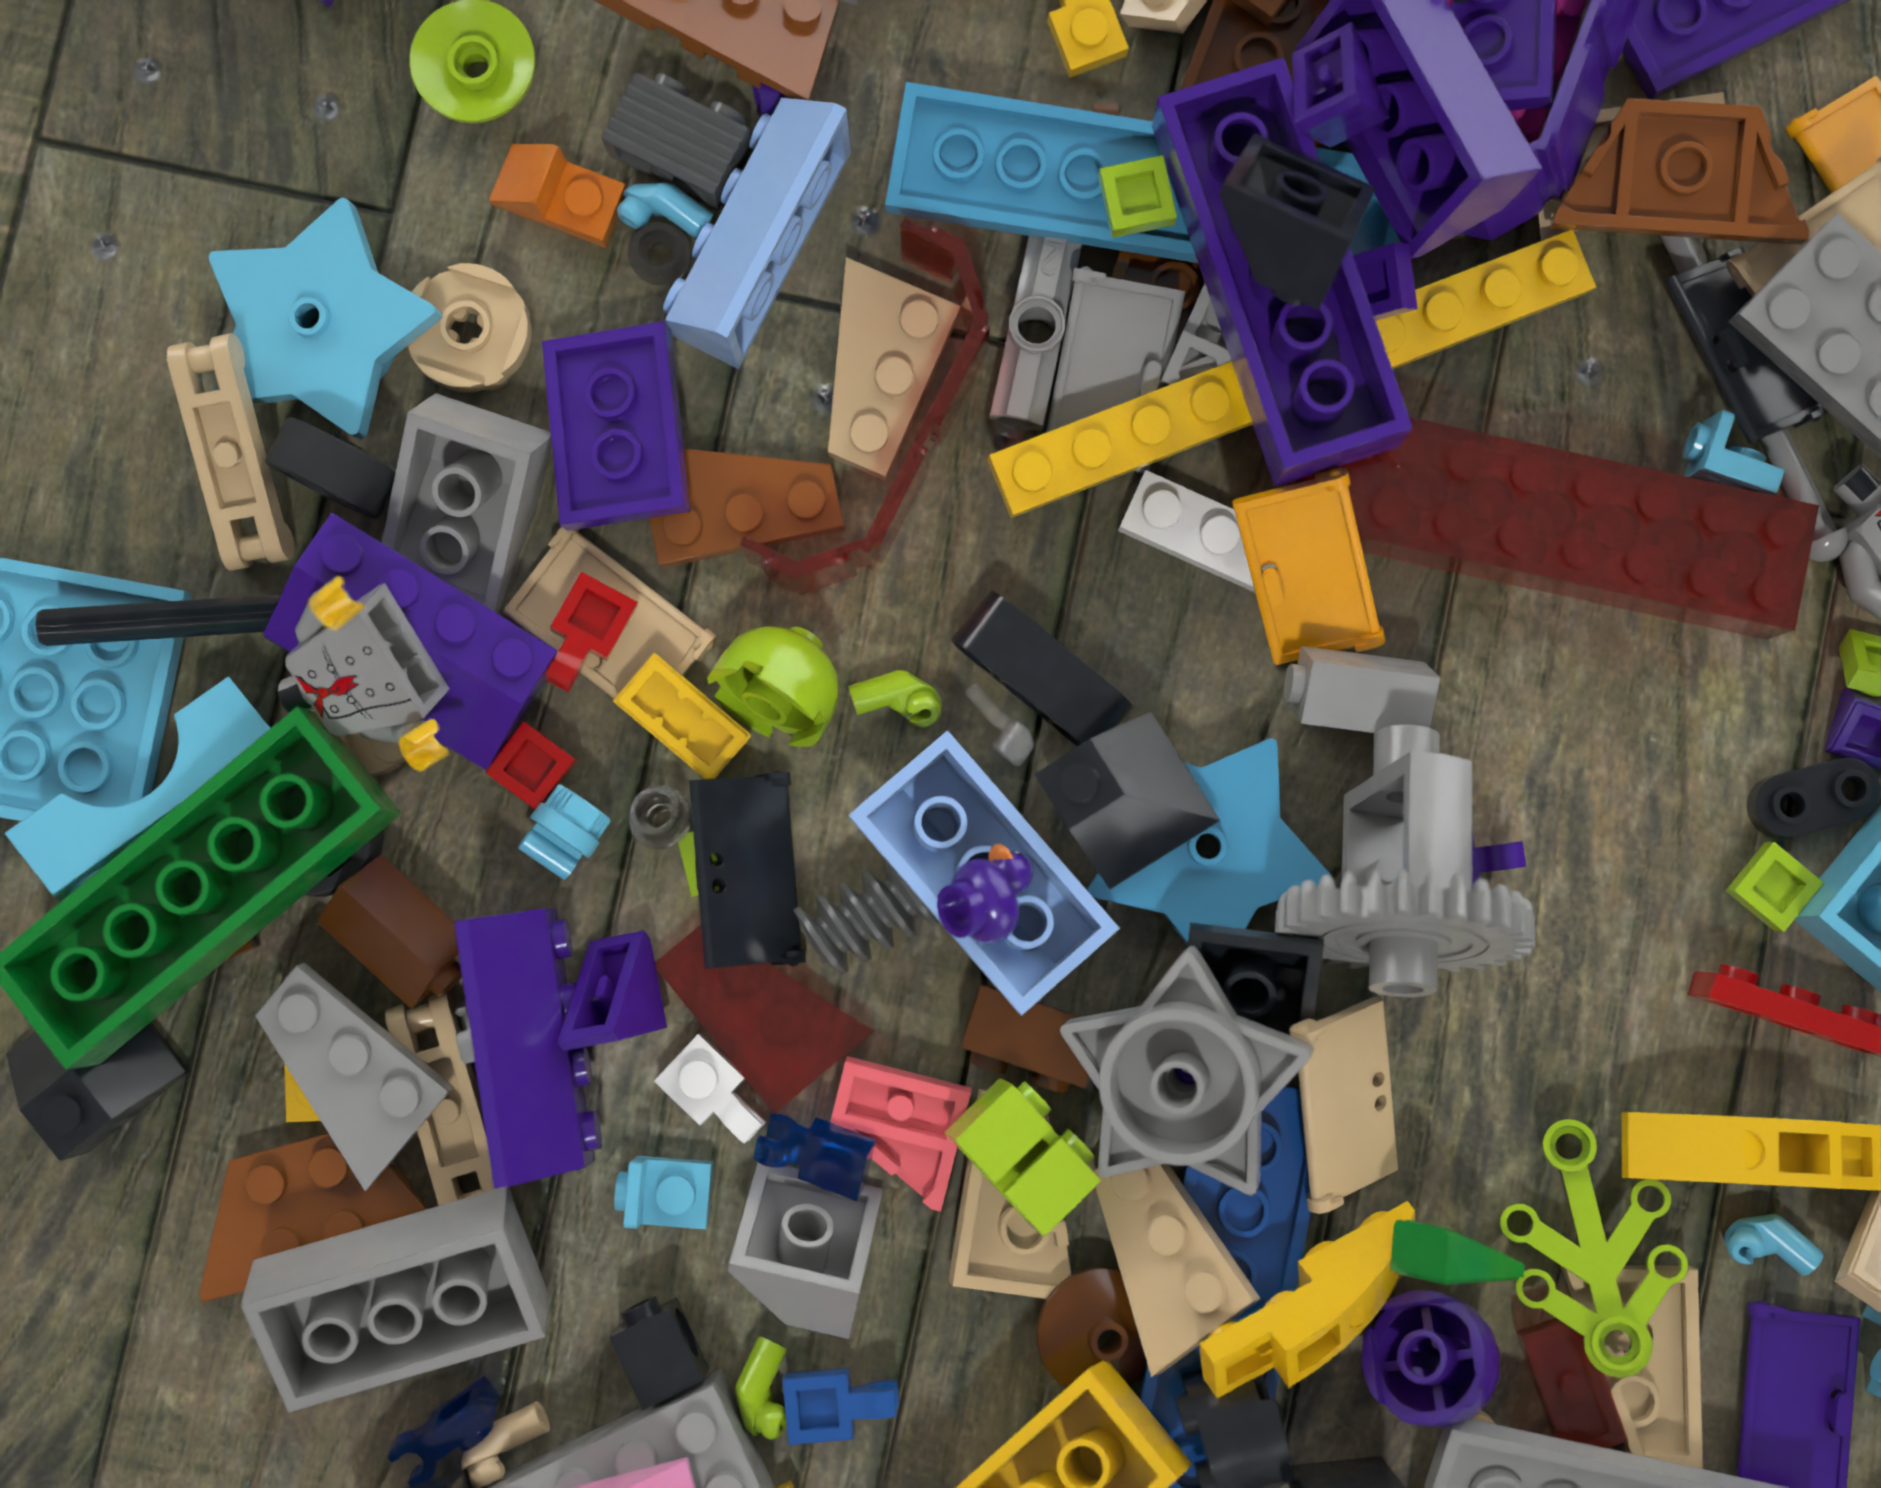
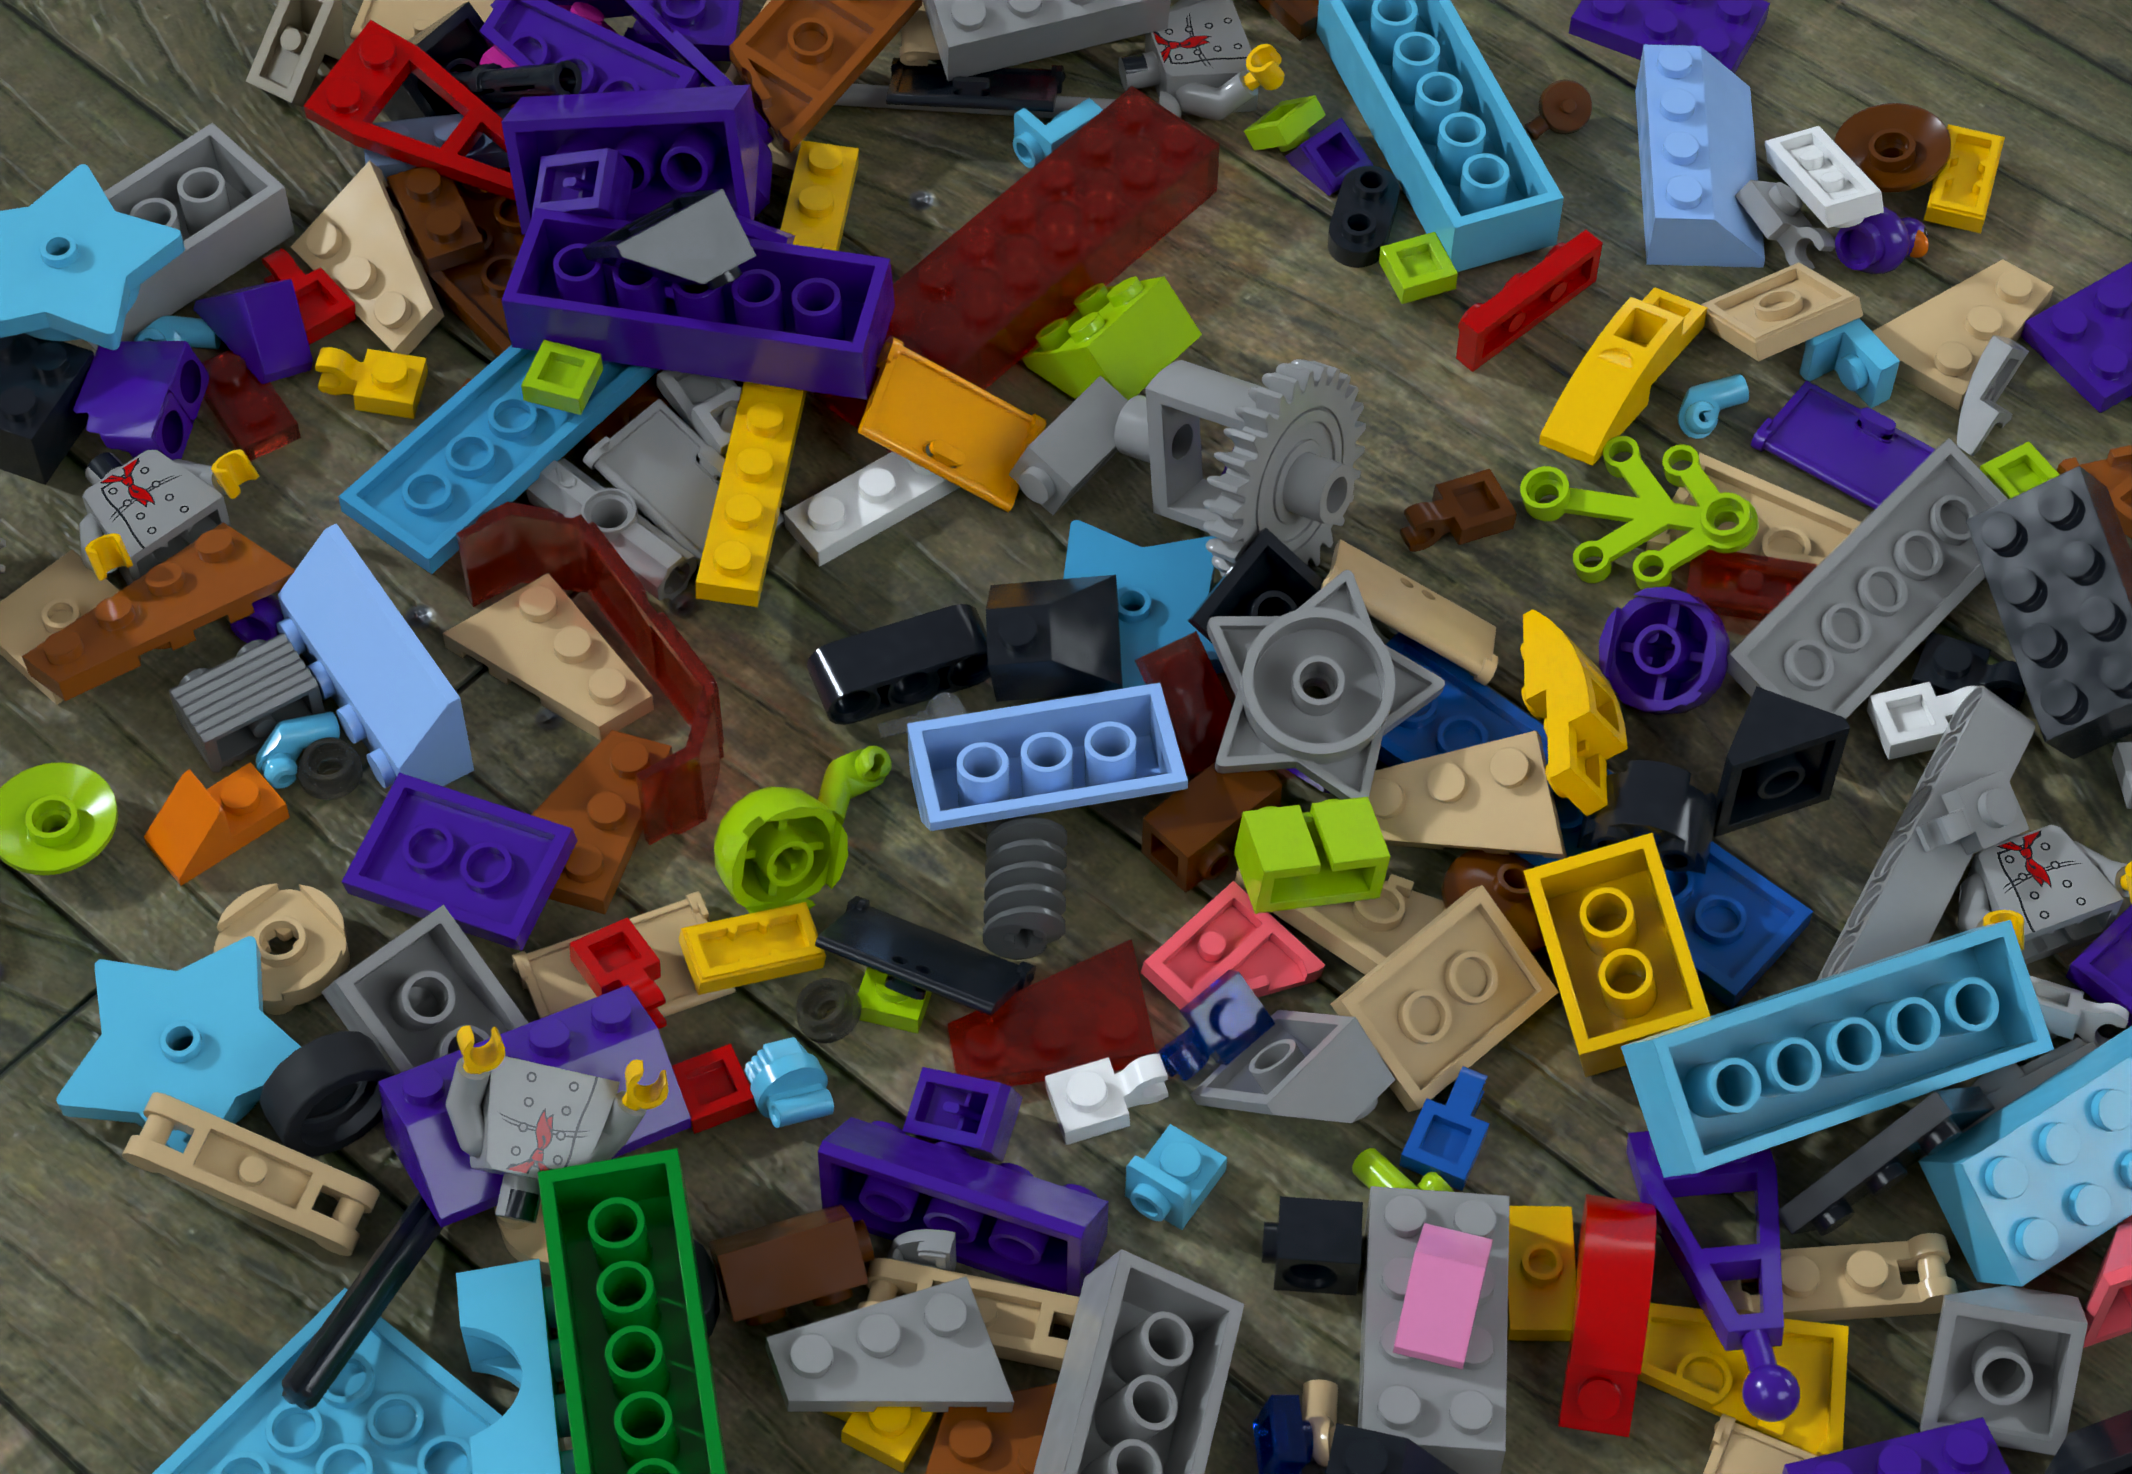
camera: 60 degrees left, 30 degrees down
(954, 1340) = (1447, 996): none -> tan plate
(984, 896) = (1071, 742): dark purple animal -> none
(1139, 952) = (1193, 698): none -> clear red plate
(1447, 1256) = (1581, 592): green slope -> none
(1508, 1080) = (1464, 506): none -> reddish brown plate
(1510, 654) = (1116, 334): none -> lime slope

